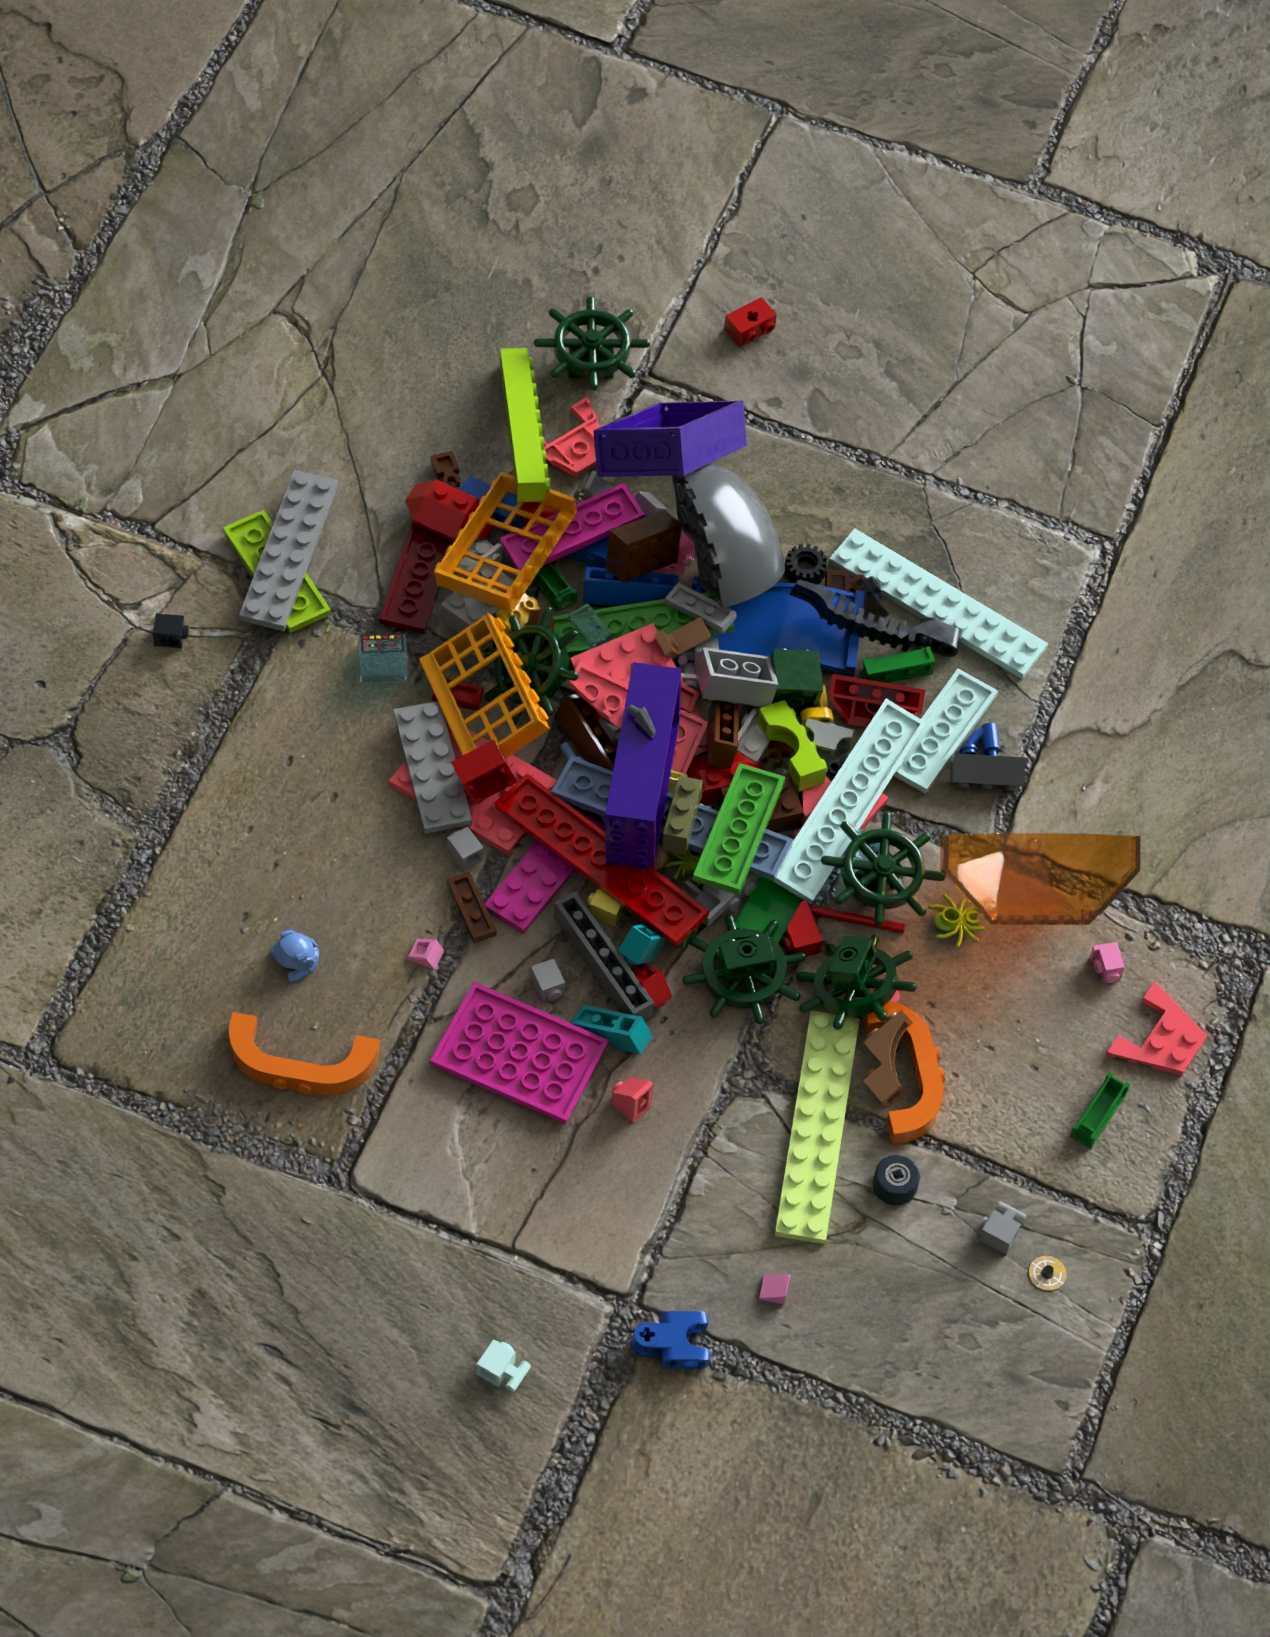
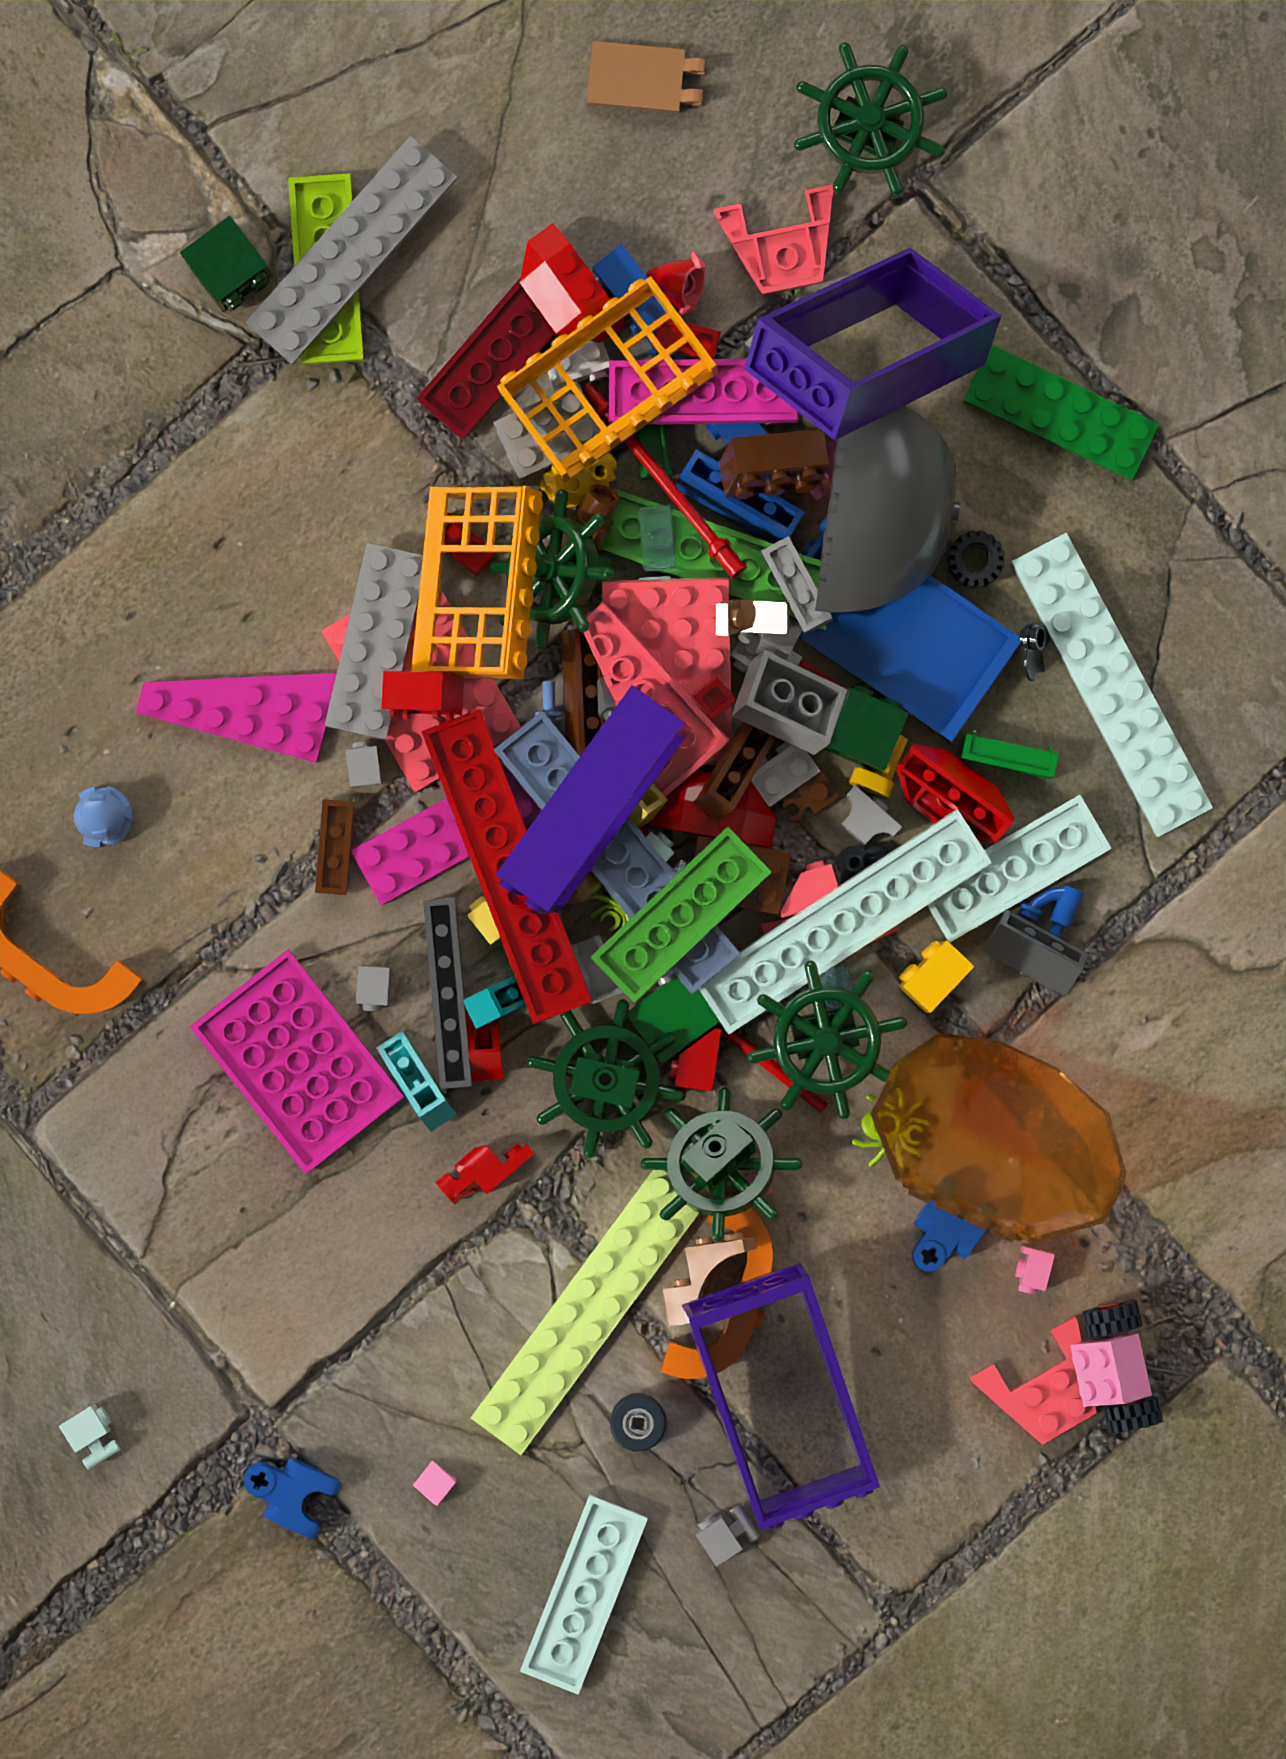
camera: 30 degrees right, 30 degrees up
(169, 630) = (157, 299): black brick -> none
(208, 587) = (227, 264): none -> dark green brick
(375, 847) = (264, 711): none -> dark pink wing
(382, 657) = (392, 457): clear light blue piece -> none
(426, 953) = (255, 879): bright pink slope -> none
(429, 389) = (641, 77): none -> medium nougat tile
(446, 467) = (605, 208): reddish brown plate -> none
(524, 425) = (716, 209): lime brick -> none
(632, 1097) = (391, 1181): coral slope -> none
(636, 609) = (718, 547): none -> red bar
(643, 719) = (600, 773): dark grey bar -> none
(682, 815) = (622, 867): olive brick -> none
(691, 1065) = (483, 1169): none -> red plate
(750, 322) = (1116, 150): red brick -> none
(780, 724) = (815, 779): lime arch -> none
(809, 467) = (1061, 413): none -> green plate
(842, 580) = (1005, 603): reddish brown plate -> none
(925, 1314) = (583, 1594): none -> light aqua plate
(930, 632) = (1070, 731): black piece -> none
(930, 800) = (935, 975): none -> yellow brick
(1016, 1075) = (827, 1491): none -> dark purple door
(1033, 964) = (945, 1235): none -> blue piece
(1047, 1273) = (749, 1606): tan piece -> none
(1100, 1111) = (917, 1445): green container -> none
(1203, 994) = (1114, 1369): none -> brick

